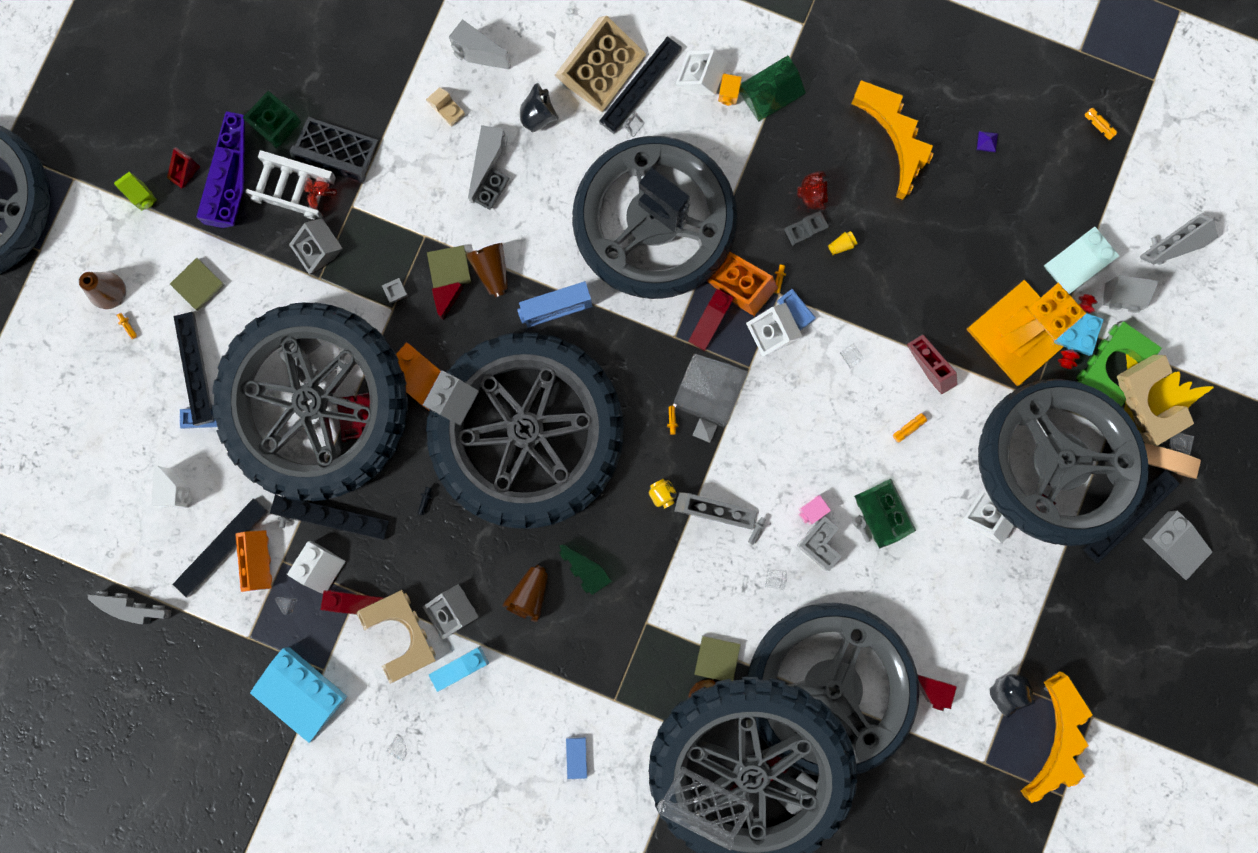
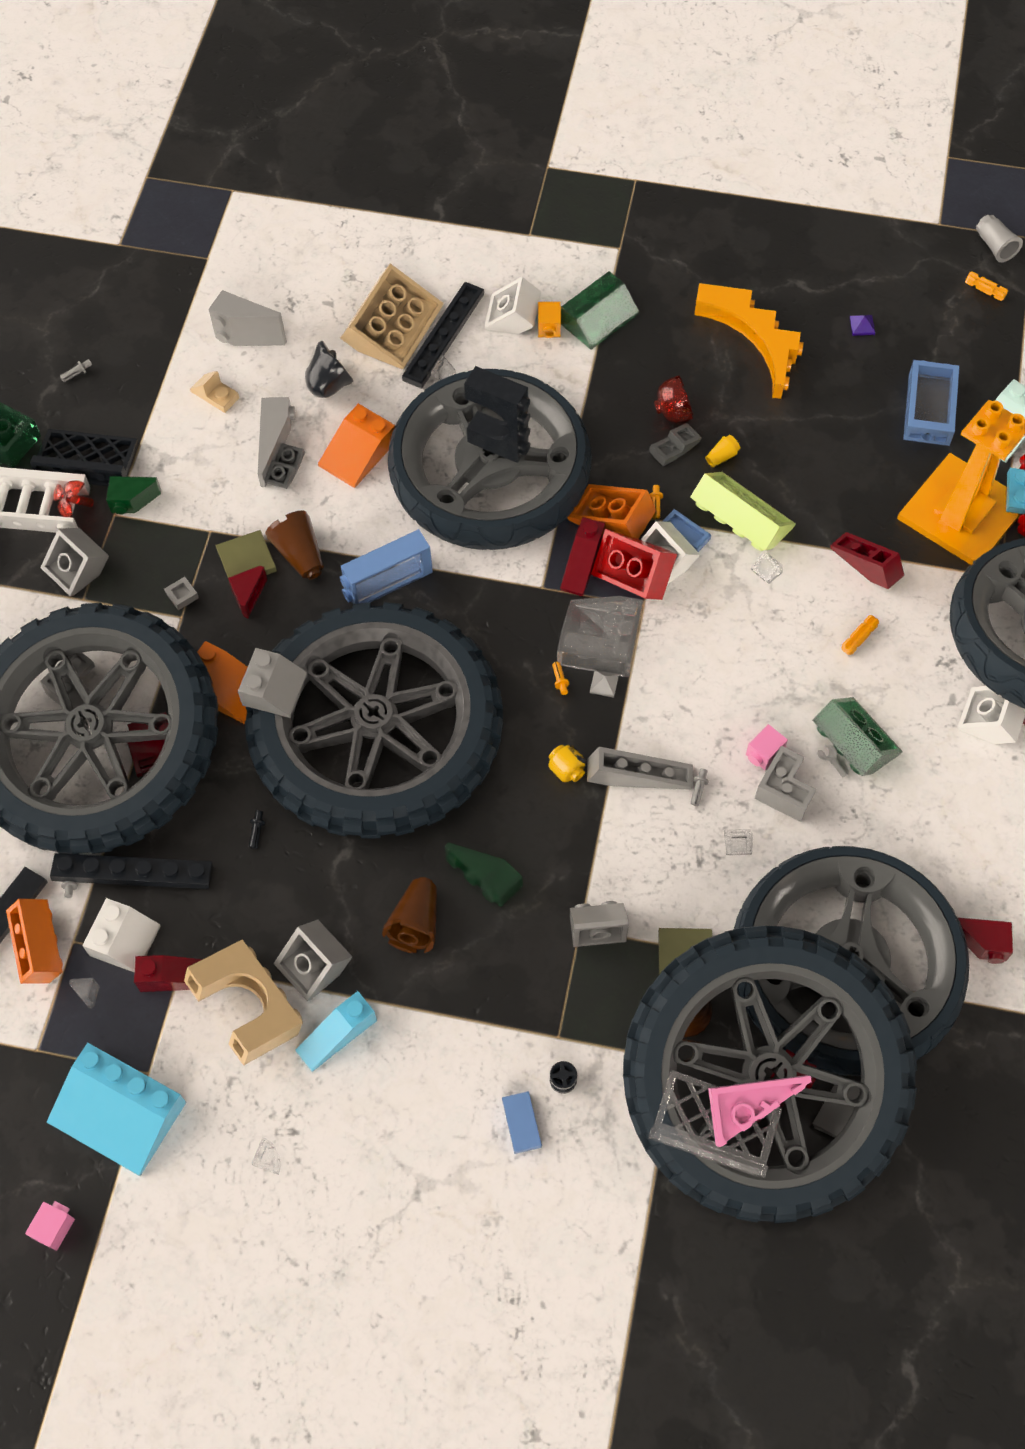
camera: 10 degrees left, 20 degrees down
(245, 768) = (50, 1225): none -> bright pink brick
(340, 62) = (76, 370): none -> light grey piece
(365, 193) = (131, 493): none -> dark green slope
(551, 182) = (357, 445): none -> orange slope
(609, 733) = (563, 1071): none -> black wheel
(659, 626) = (598, 924): none -> light grey slope
(726, 801) = (740, 1105): none -> bright pink wing
(748, 338) = (634, 565): none -> red slope
(845, 301) = (741, 510): none -> yellowish green slope
(1023, 229) = (931, 402): none -> medium blue window
(1124, 78) = (999, 238): none -> light grey plant

